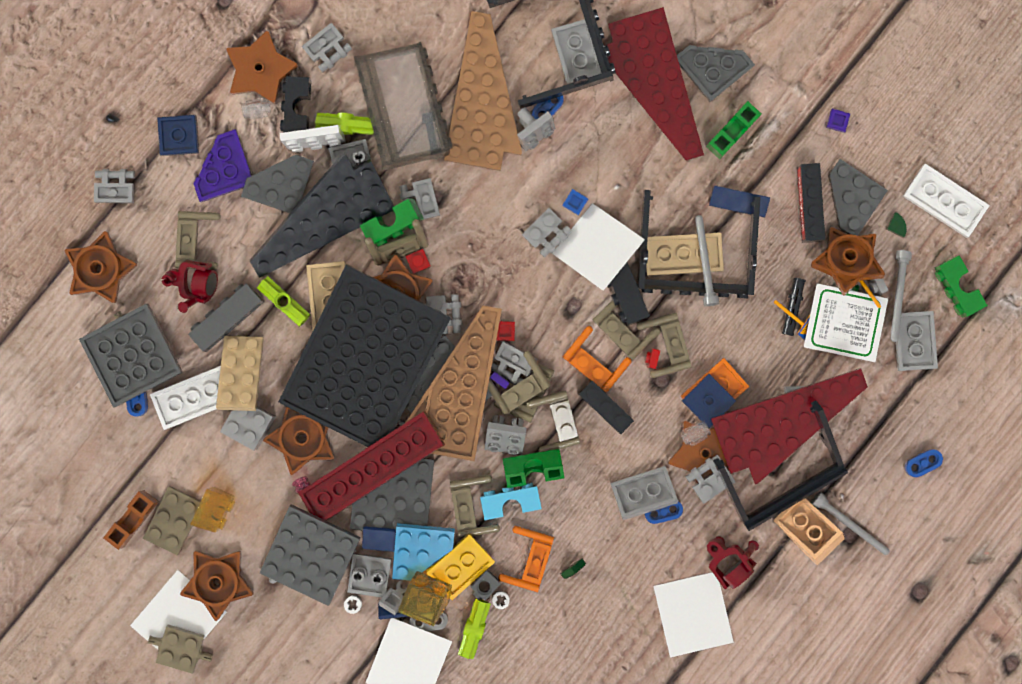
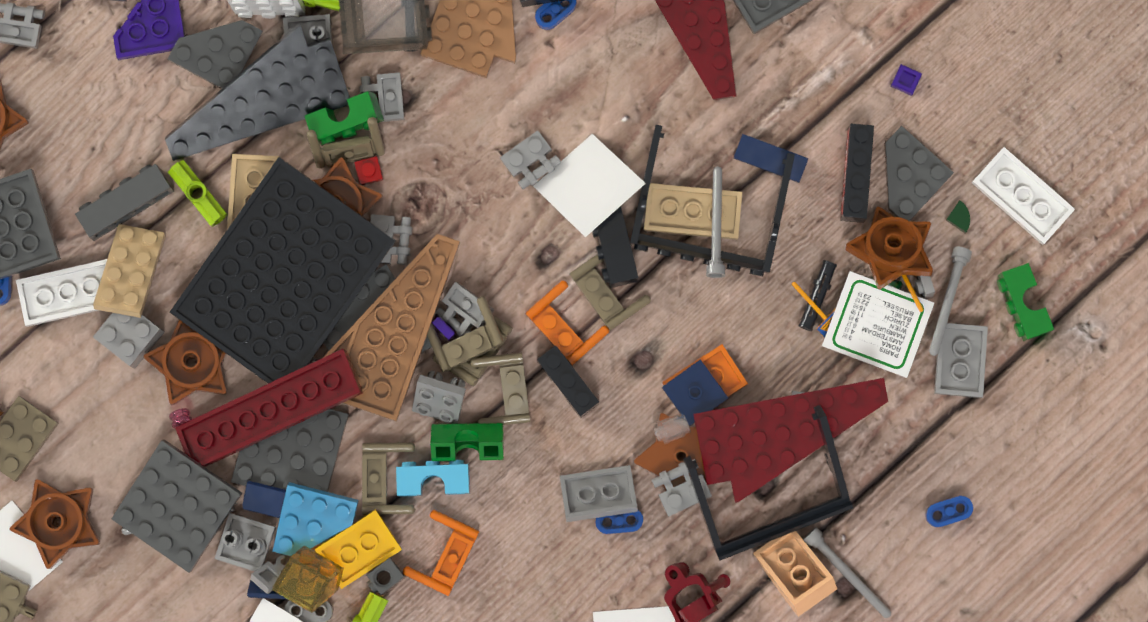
camera: 10 degrees right, 5 degrees down
(187, 235) = (94, 103): dark tan plate -> none
(202, 284) = (103, 156): dark red piece -> none
(213, 510) = (68, 431): clear yellow slope -> none
(347, 604) = (211, 575): white bush -> none
(499, 606) = (408, 601): white bush -> none
(506, 331) = (461, 271): red plate -> none
(534, 128) = (534, 33): light grey plate -> none
(573, 569) = (496, 574): dark green tile -> none
(575, 202) = (570, 128): blue plate -> none
(652, 358) = (634, 331): red plate -> none
(673, 342) = (664, 317): dark tan plate -> none
(733, 130) = (776, 72): green arch -> none

